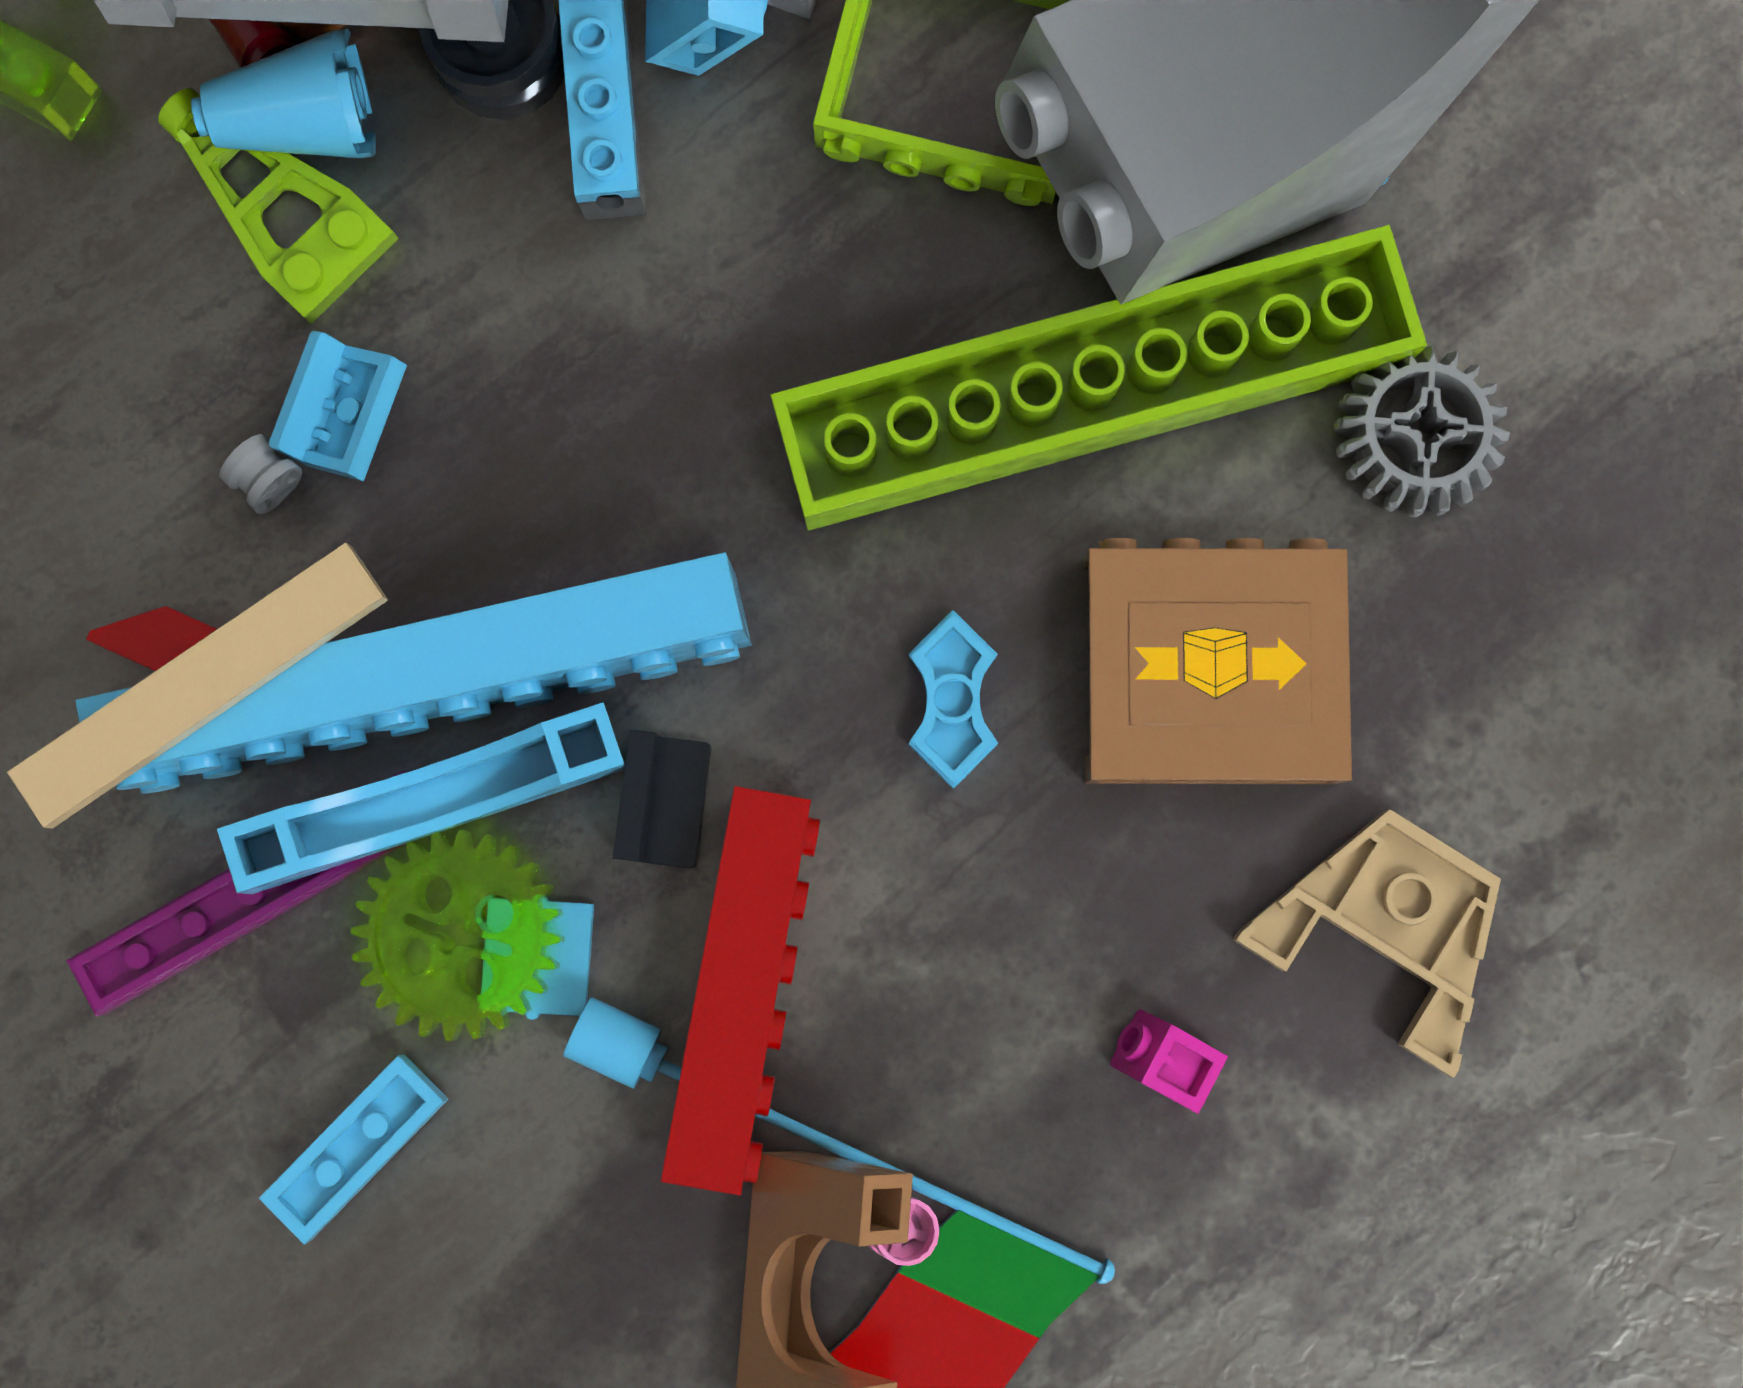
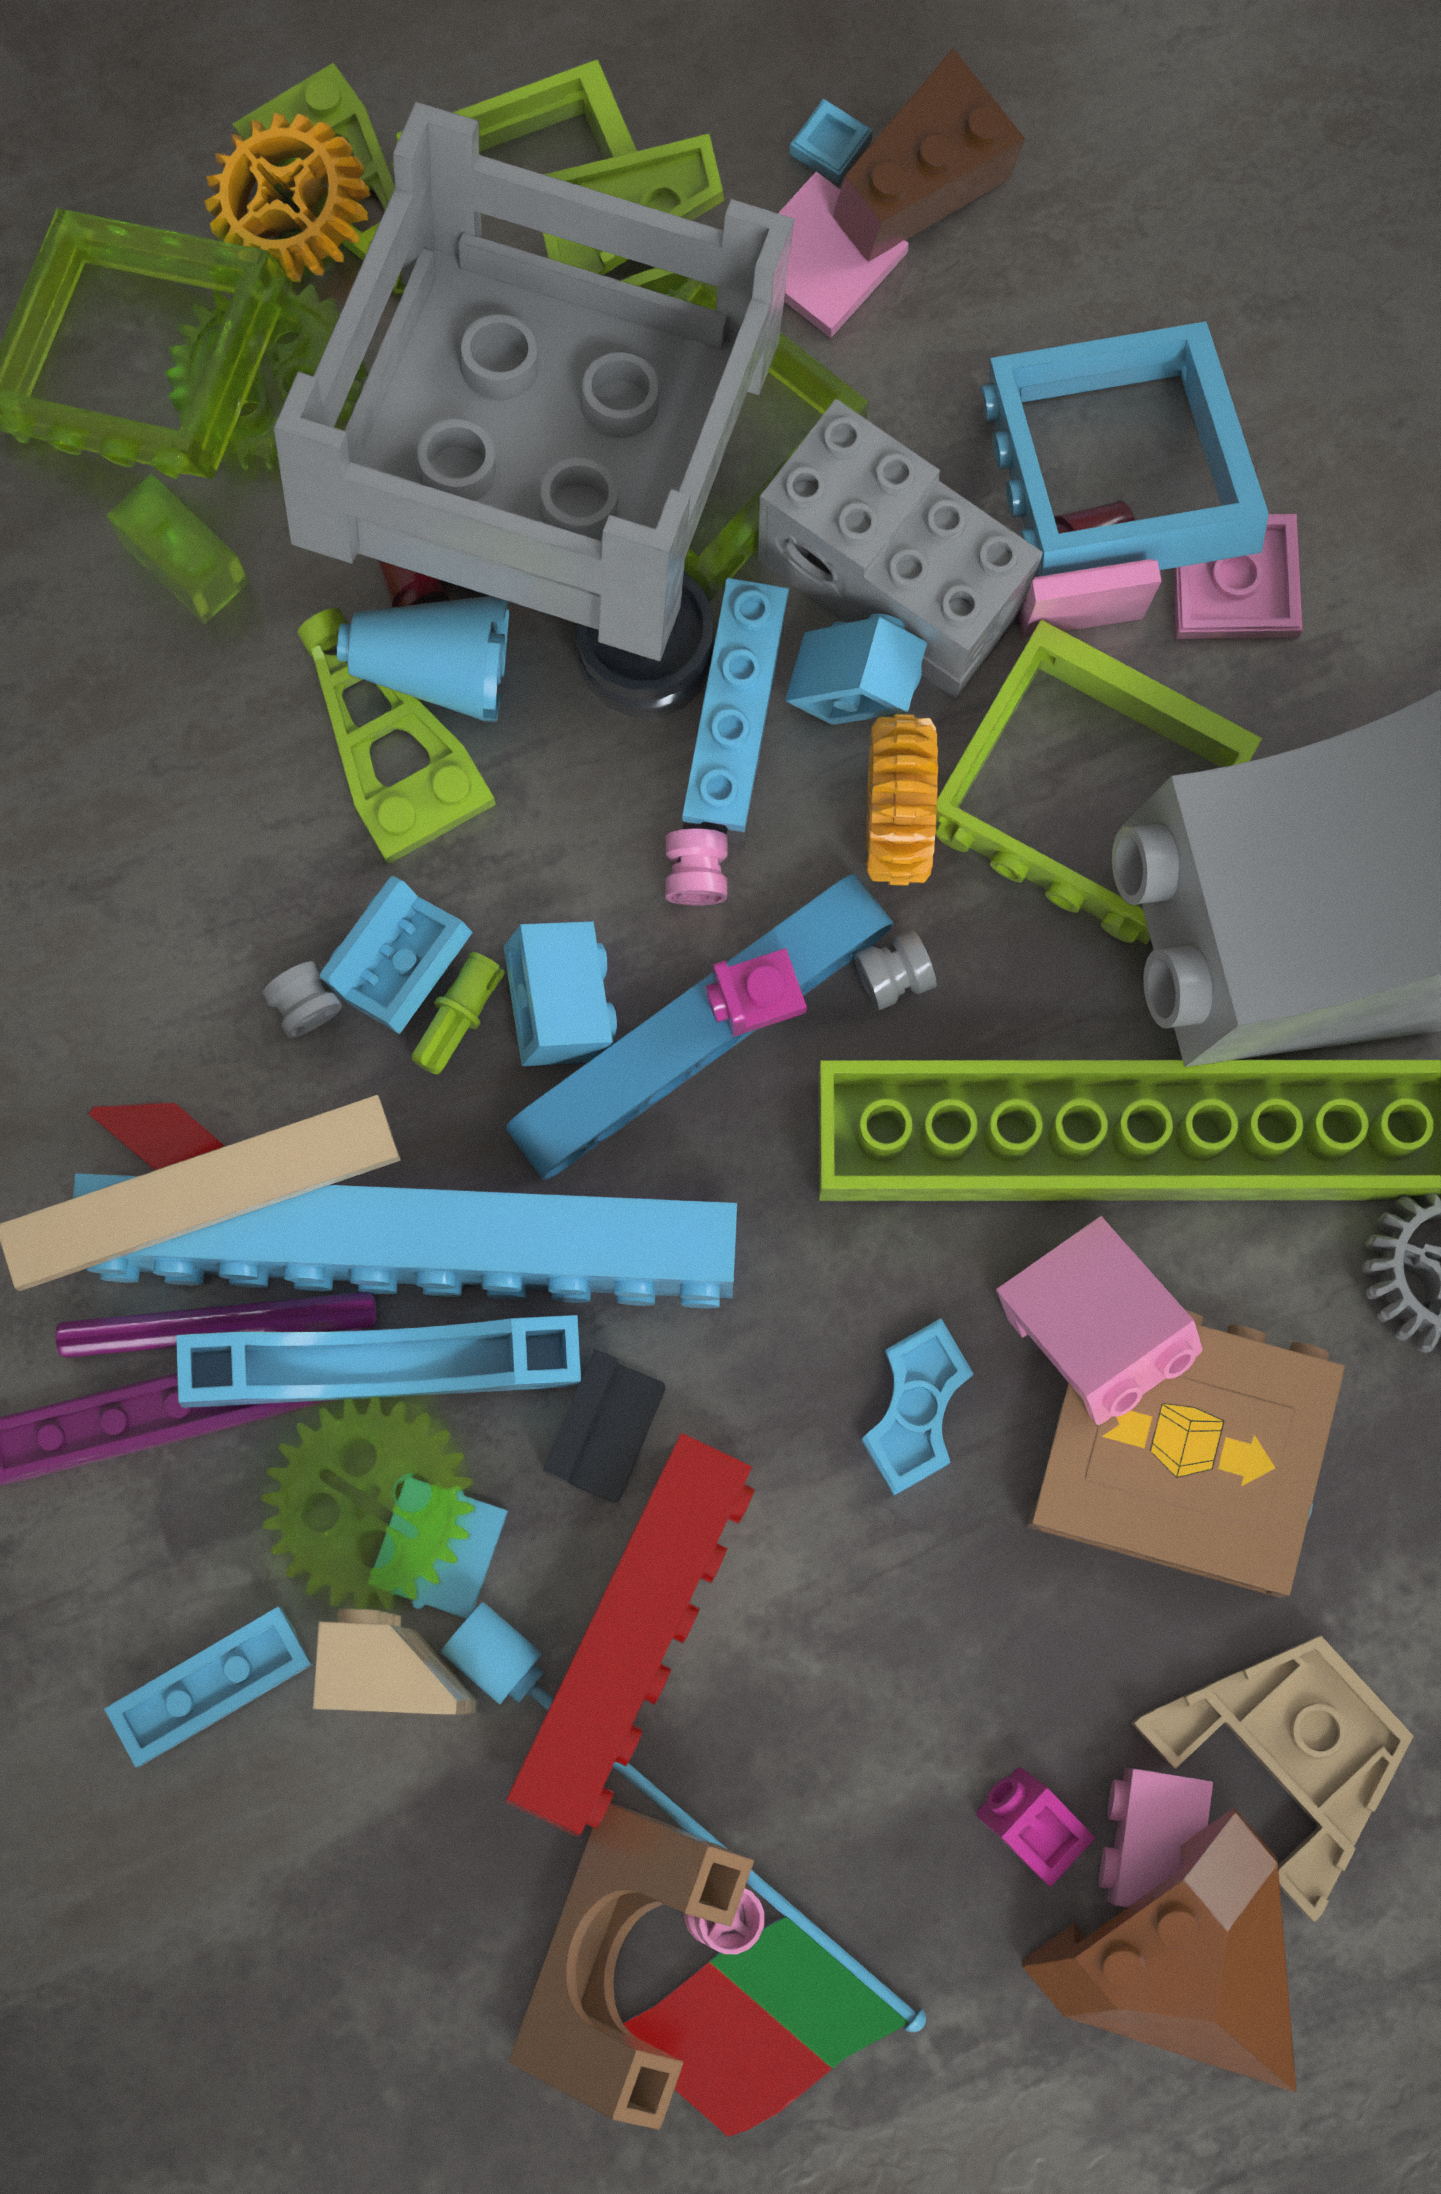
camera: 10 degrees right, 5 degrees down
(200, 829) = (160, 1328): none -> magenta axle
(414, 445) = (457, 1012): none -> lime axle
(505, 399) = (559, 993): none -> medium azure brick
(506, 1094) = (383, 1667): none -> tan slope
(603, 242) = (696, 868): none -> bright pink wheel
(648, 396) = (686, 1035): none -> dark azure beam
(691, 346) = (755, 992): none -> dark pink bracket
(781, 122) = (901, 799): none -> light orange gear
(815, 294) = (889, 972): none -> light grey wheel
(1106, 569) = (1102, 1320): none -> bright pink panel
(1287, 1044) = (1153, 1821): none -> bright pink brick
(1350, 1149) = (1189, 1961): none -> dark orange wedge

